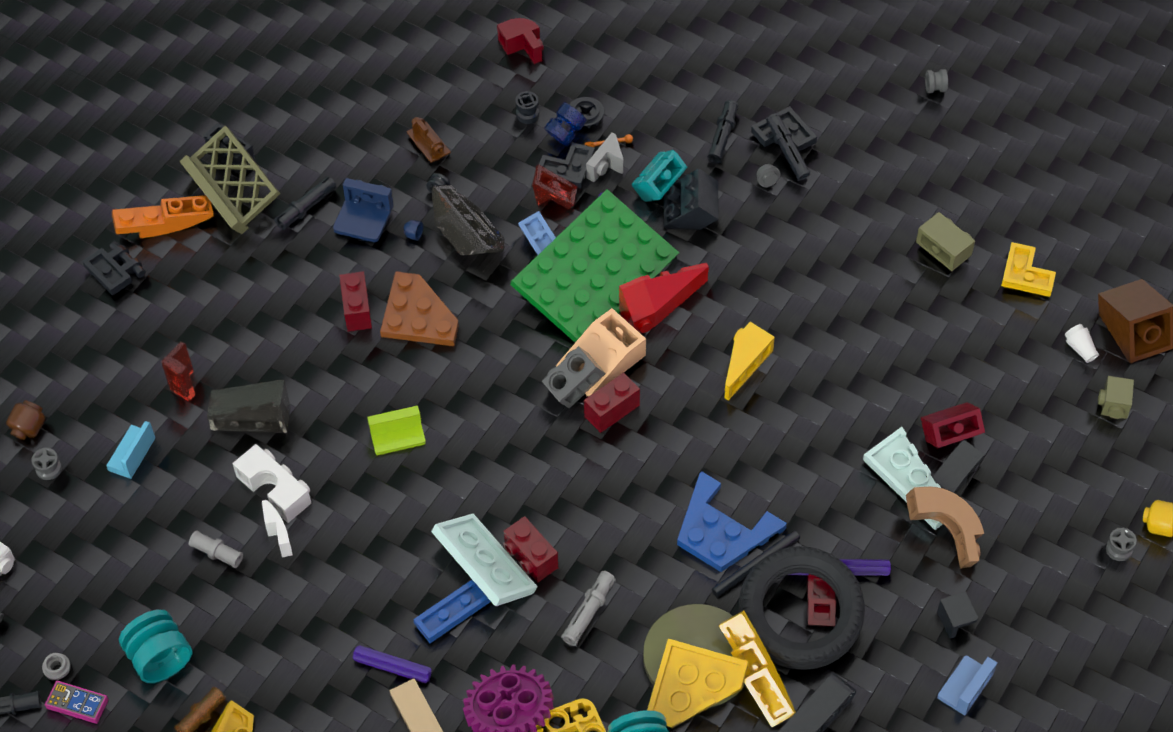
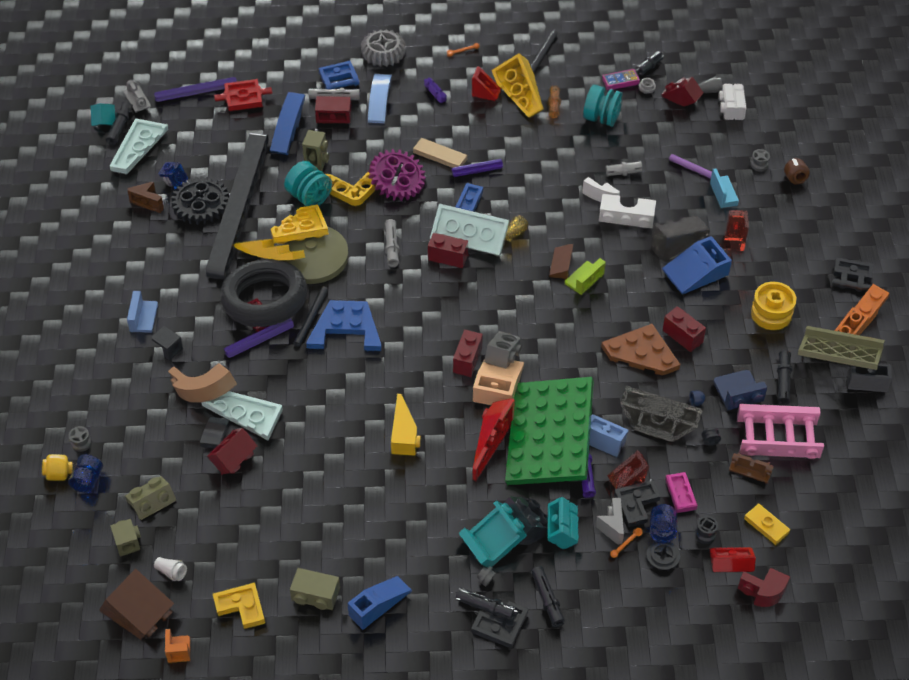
camera: 145 degrees right, 5 degrees down
(28, 621) = (683, 92): none -> dark red slope
(129, 507) = (691, 166): none -> medium lavender bar
(238, 272) = (773, 305): none -> yellow wheel
(266, 358) = (698, 265): none -> blue slope
(353, 169) = (779, 415): none -> bright pink fence
(406, 465) = (561, 261): none -> reddish brown slope
(419, 540) = (516, 227): none -> clear yellow cone
(464, 90) = (767, 524): none -> yellow plate
(517, 153) = (681, 492): none -> dark pink plate
(522, 80) = (732, 559): none -> red slope
(737, 197) = (494, 535): none -> teal panel
(893, 200) = (376, 601): none -> blue slope
(1069, 434) = (151, 497): none -> olive bracket
(1110, 264) = (177, 648): none -> orange panel
(1133, 489) = (85, 473): none -> clear blue wheel

